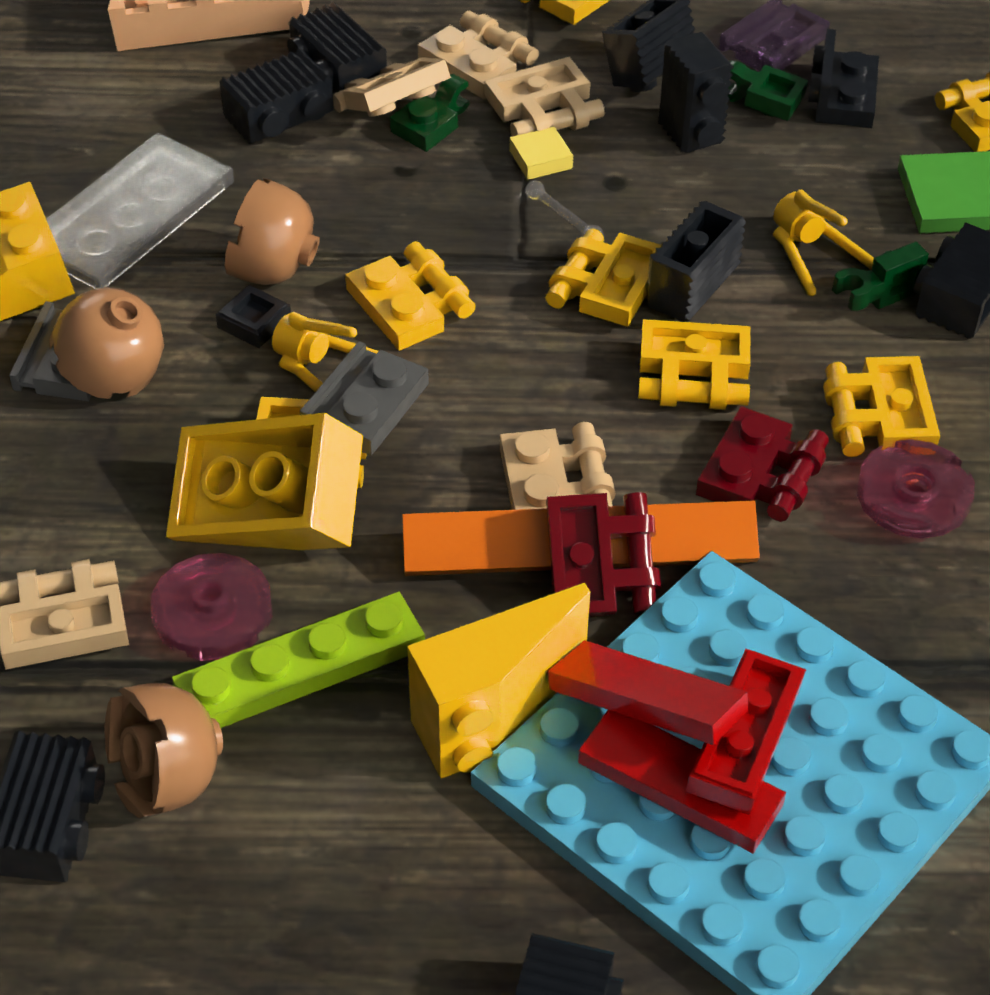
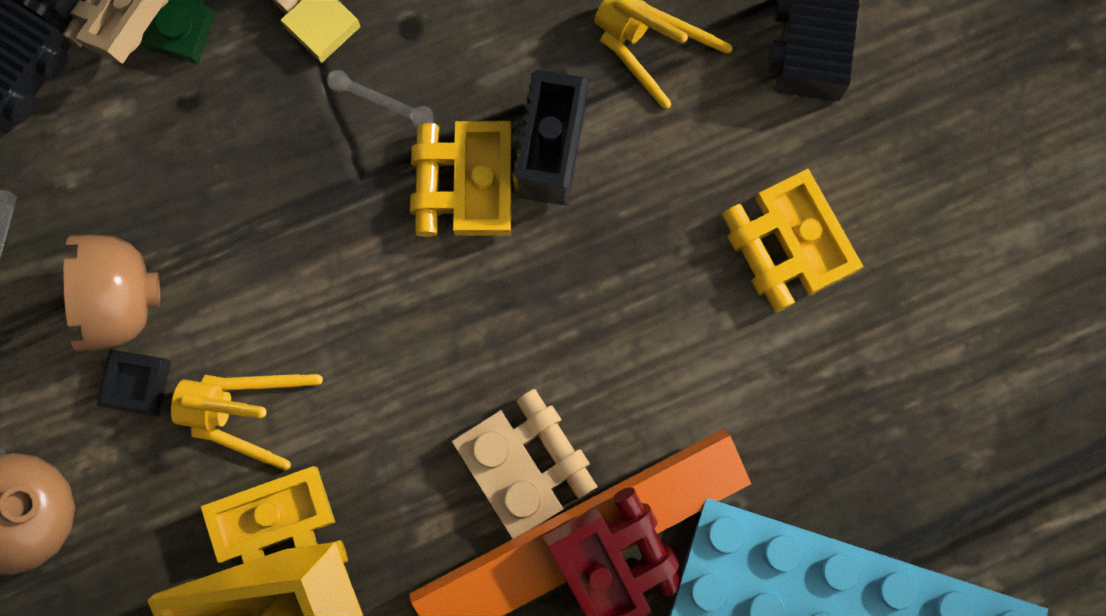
camera: 25 degrees left, 30 degrees up
(369, 393) = (306, 470): dark grey plate -> none
(396, 302) = (268, 301): yellow plate -> none
(694, 350) = (592, 246): yellow plate -> none
(747, 456) = (691, 361): dark red plate -> none
(887, 282) = (741, 62): dark green plate -> none
(915, 489) = (883, 318): clear pink plate -> none

